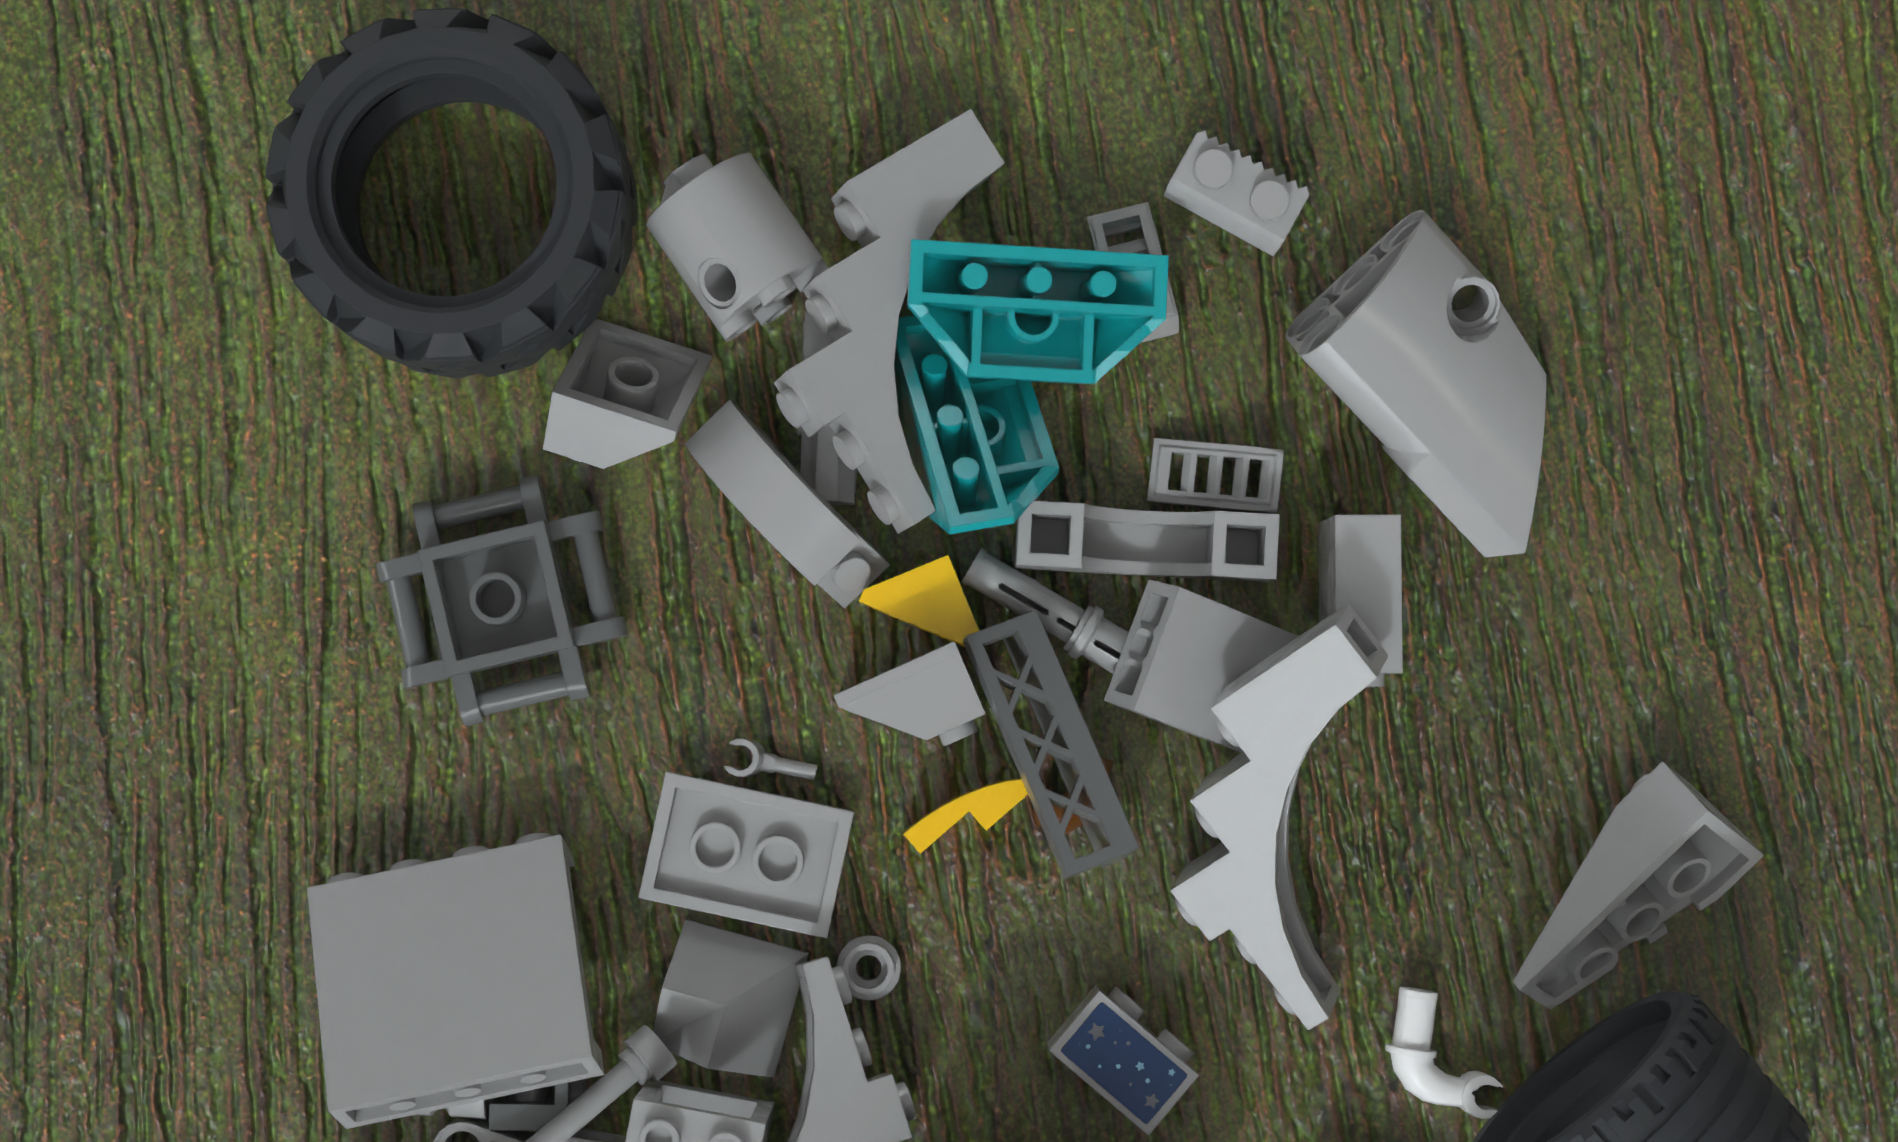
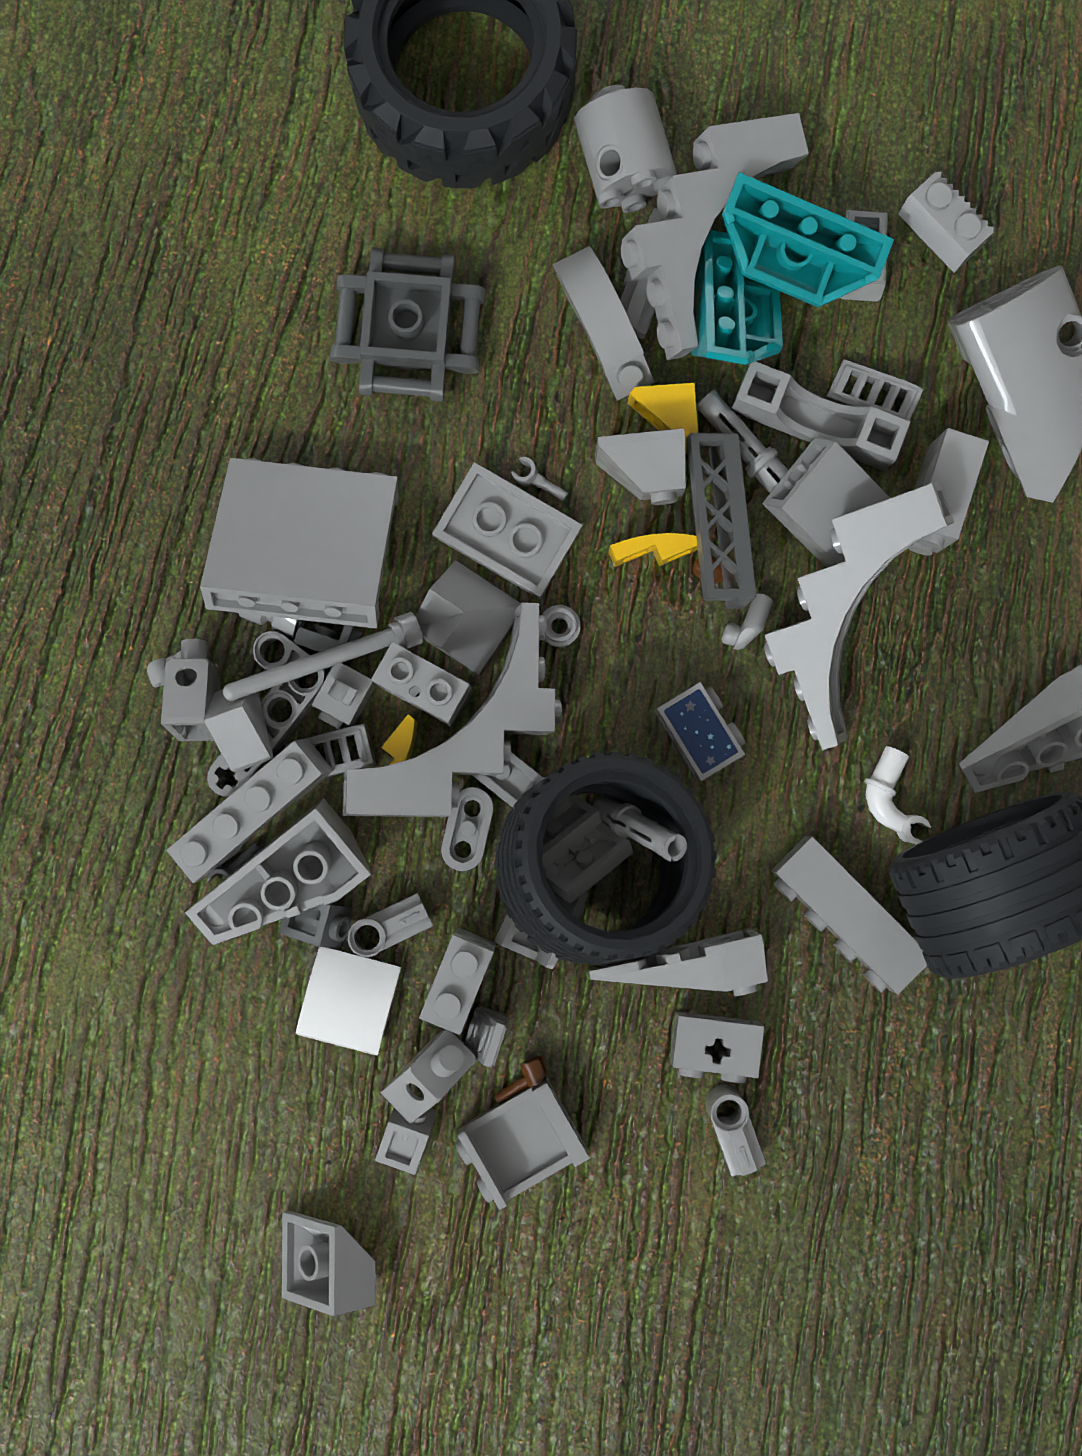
camera: 20 degrees right, 0 degrees up
(621, 395) = (520, 222): light grey slope -> none
(1149, 873) = (752, 626): none -> light grey arm

